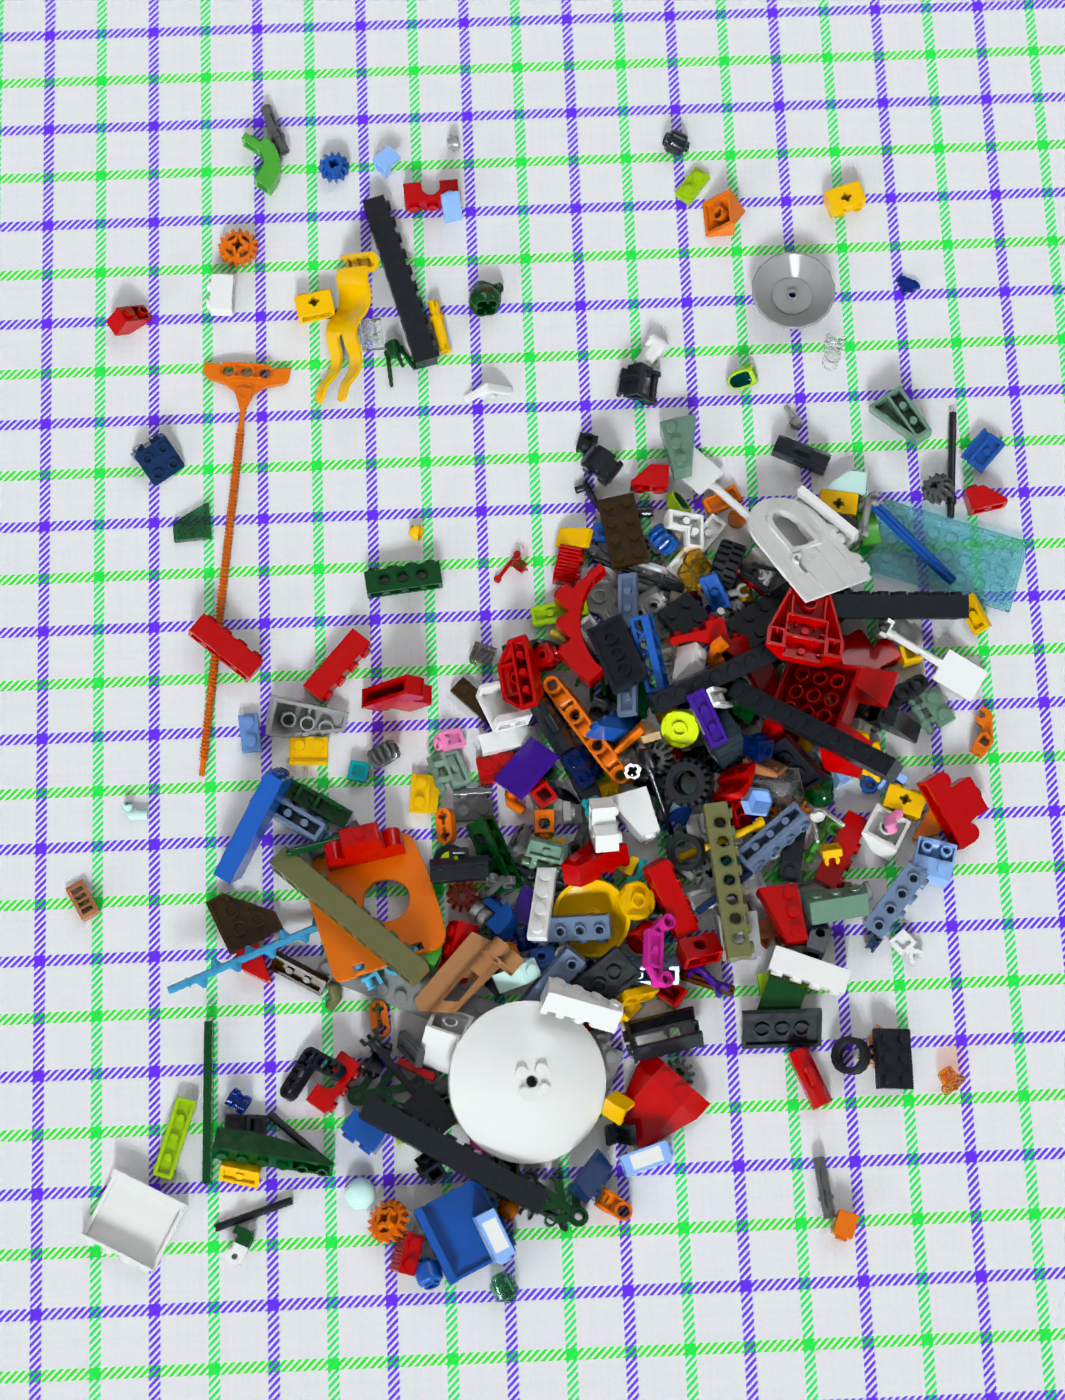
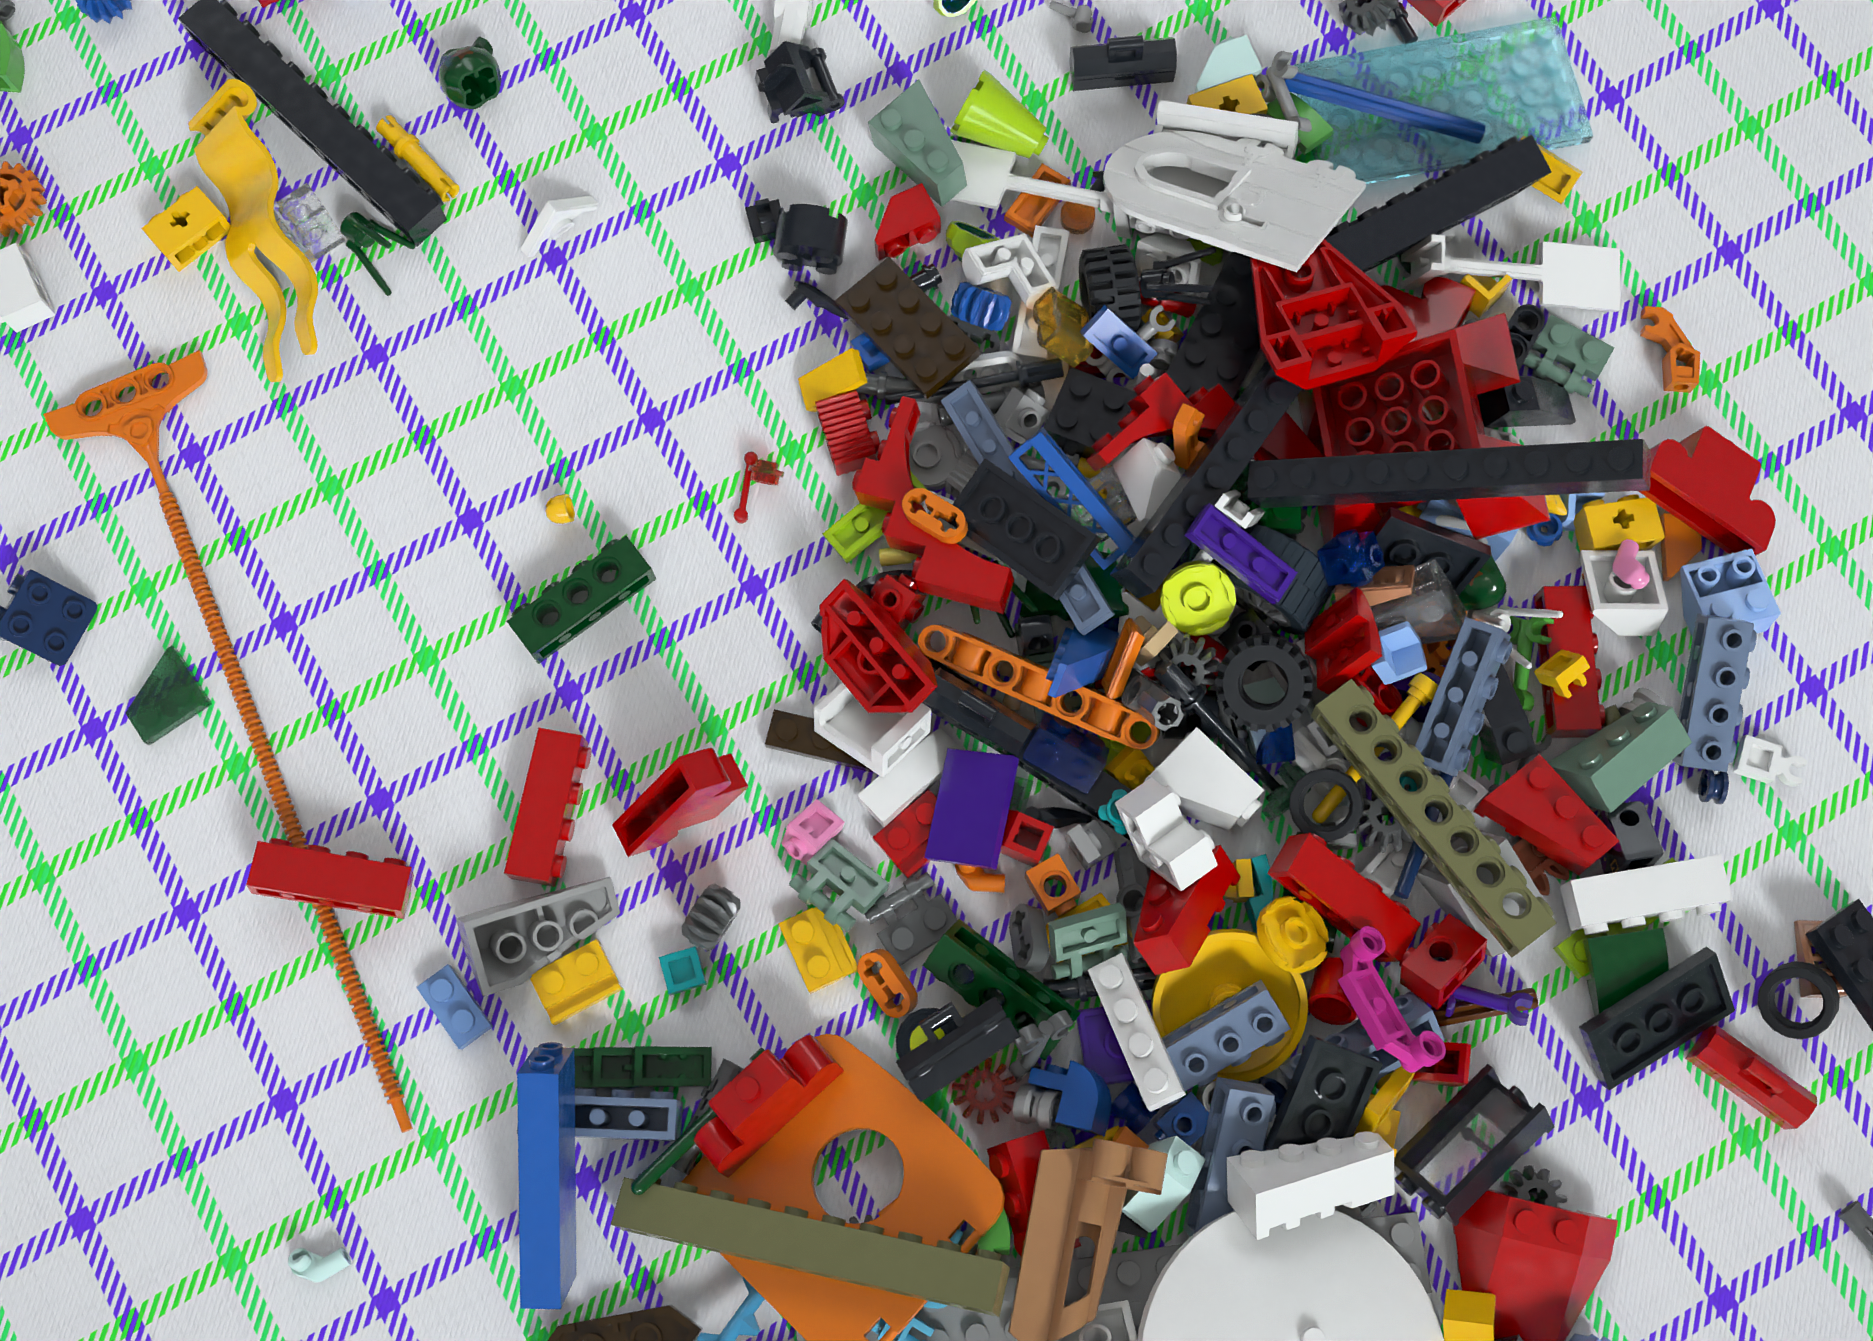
camera: 25 degrees left, 0 degrees up
(482, 654) = (786, 653): clear smoke panel -> none
(585, 625) = (939, 509): none -> orange beam
(724, 452) = (999, 120): none -> lime cone

